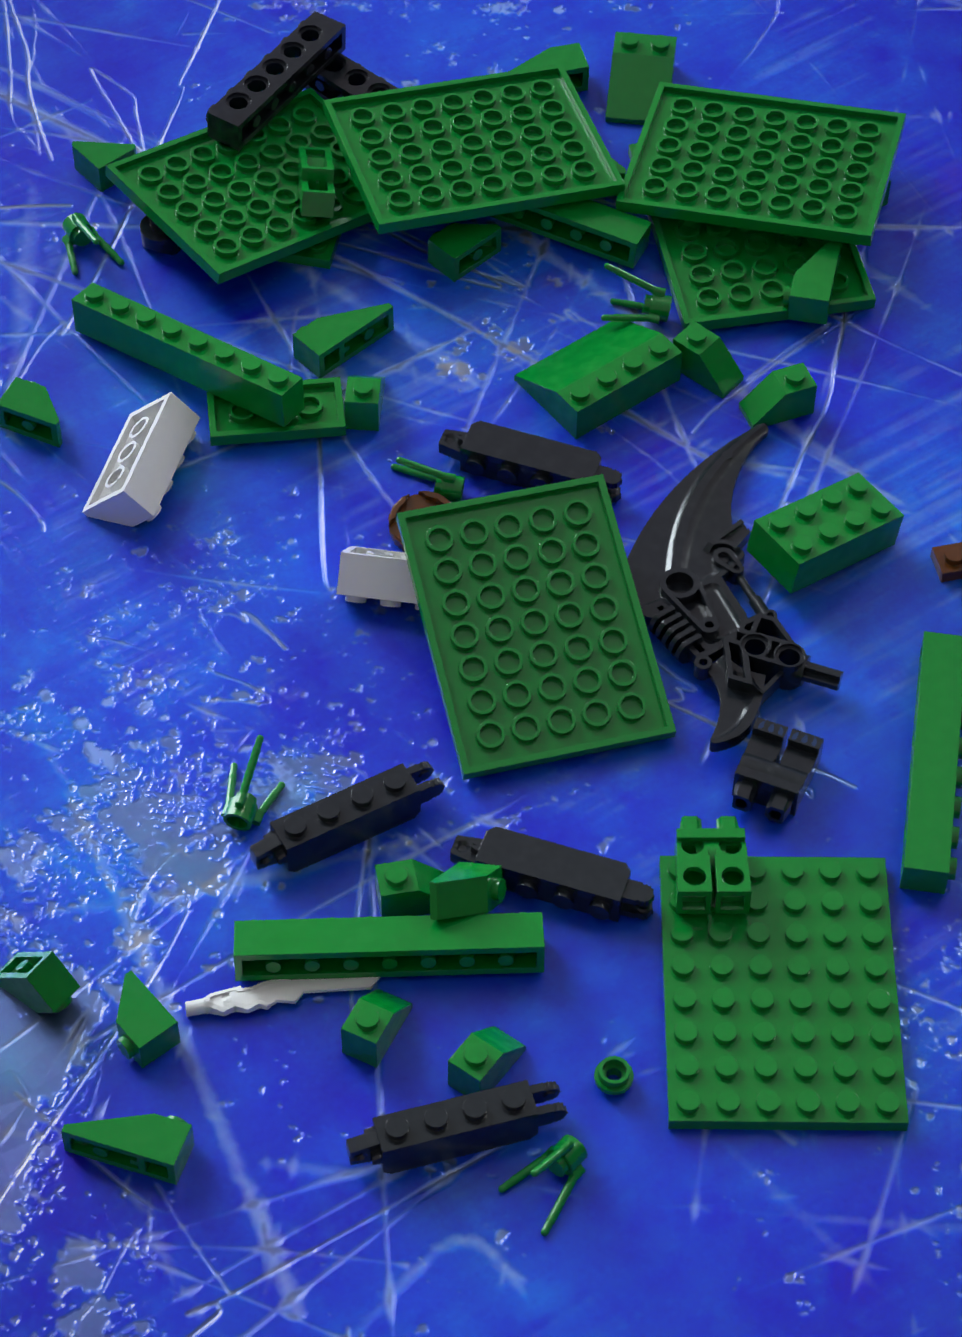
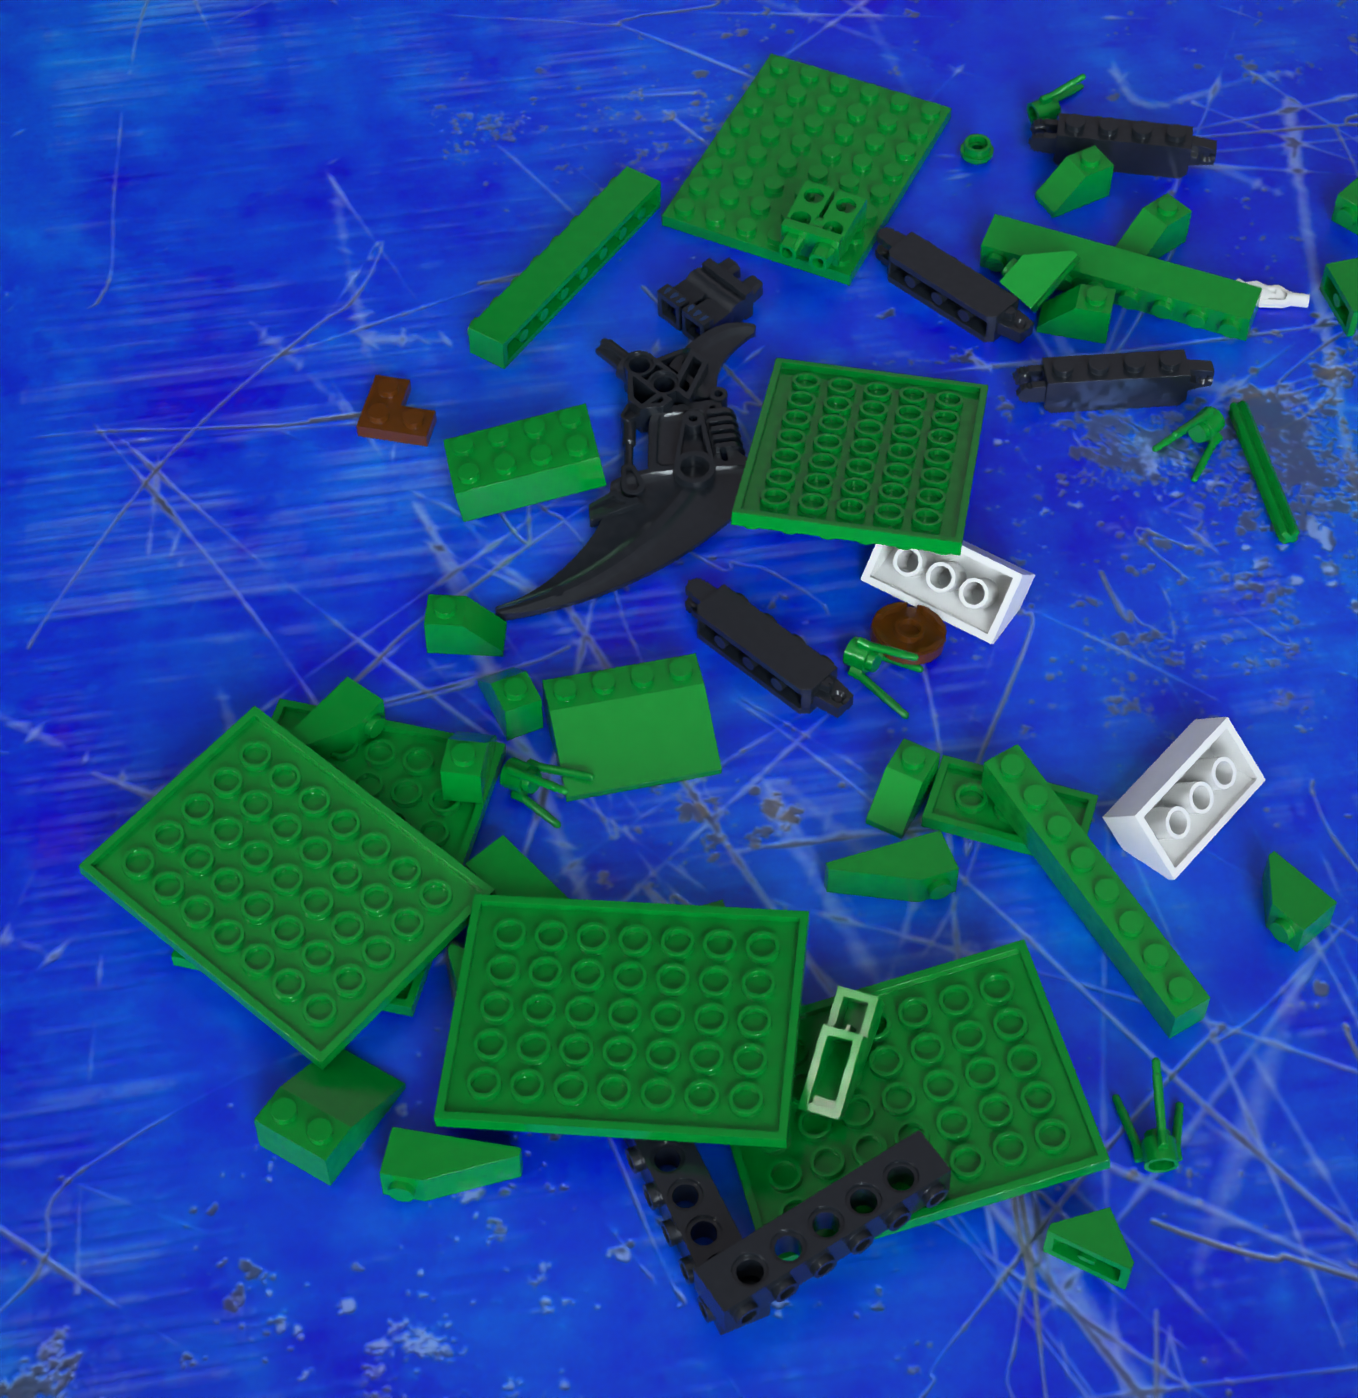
camera: 155 degrees left, 0 degrees up
(171, 790) = (1264, 472): none -> green axle
(697, 283) = (467, 766): none -> green slope

